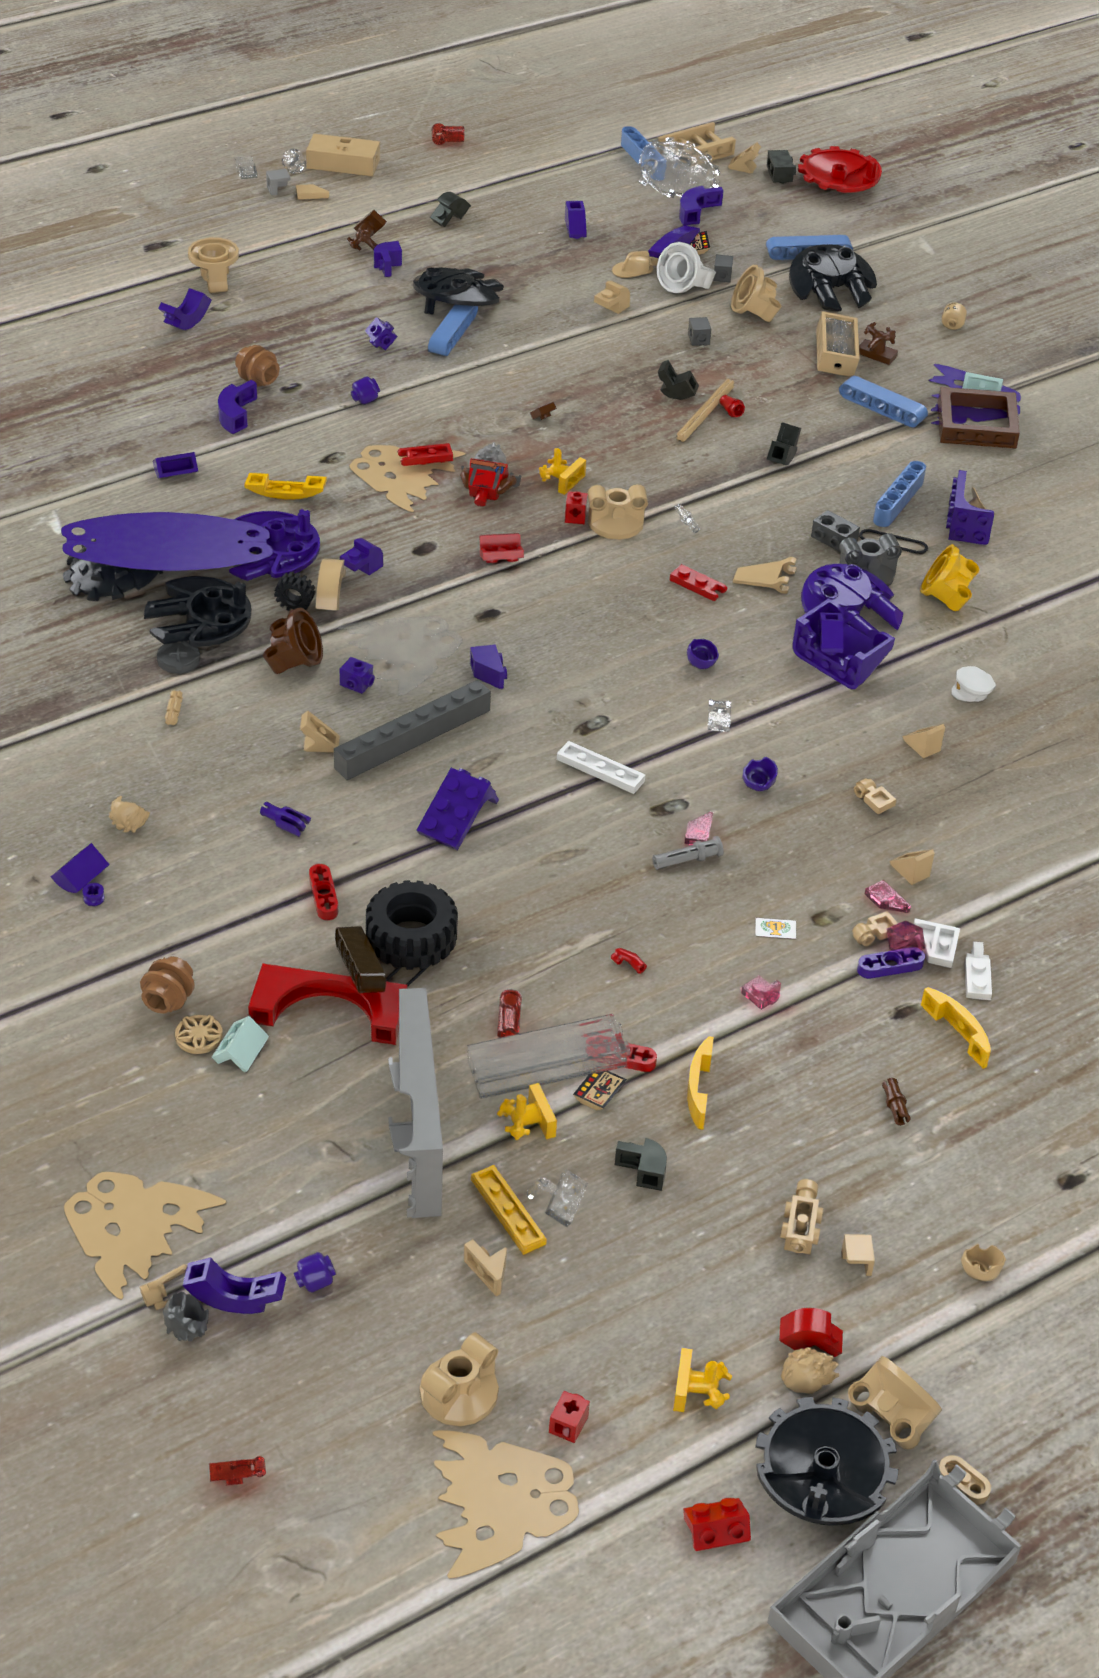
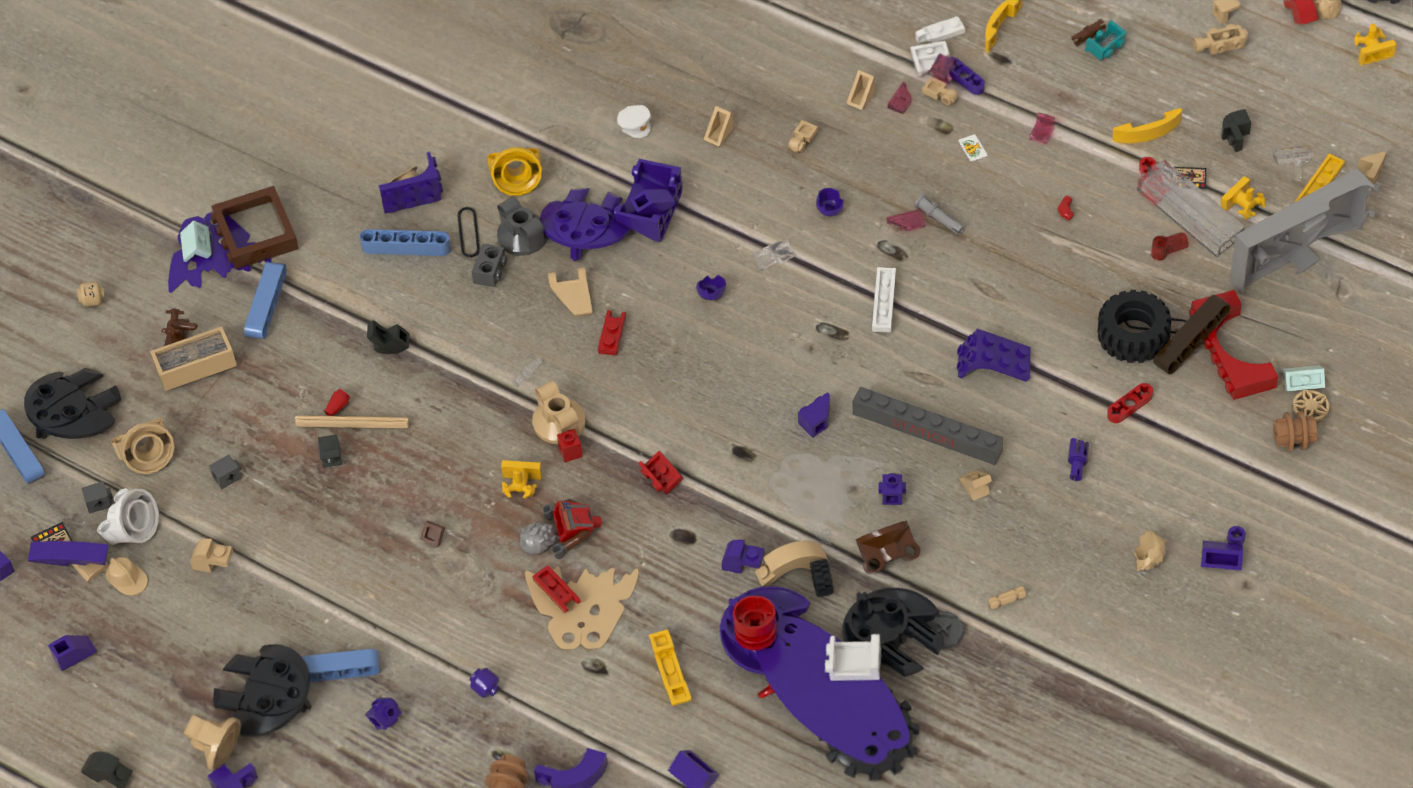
camera: 110 degrees left, 10 degrees up
(179, 557) = (854, 659): none -> white panel
(269, 514) = (755, 622): none -> red wheel
(423, 243) = (213, 739): none -> tan piece
(867, 1106) = (1106, 41): none -> teal window

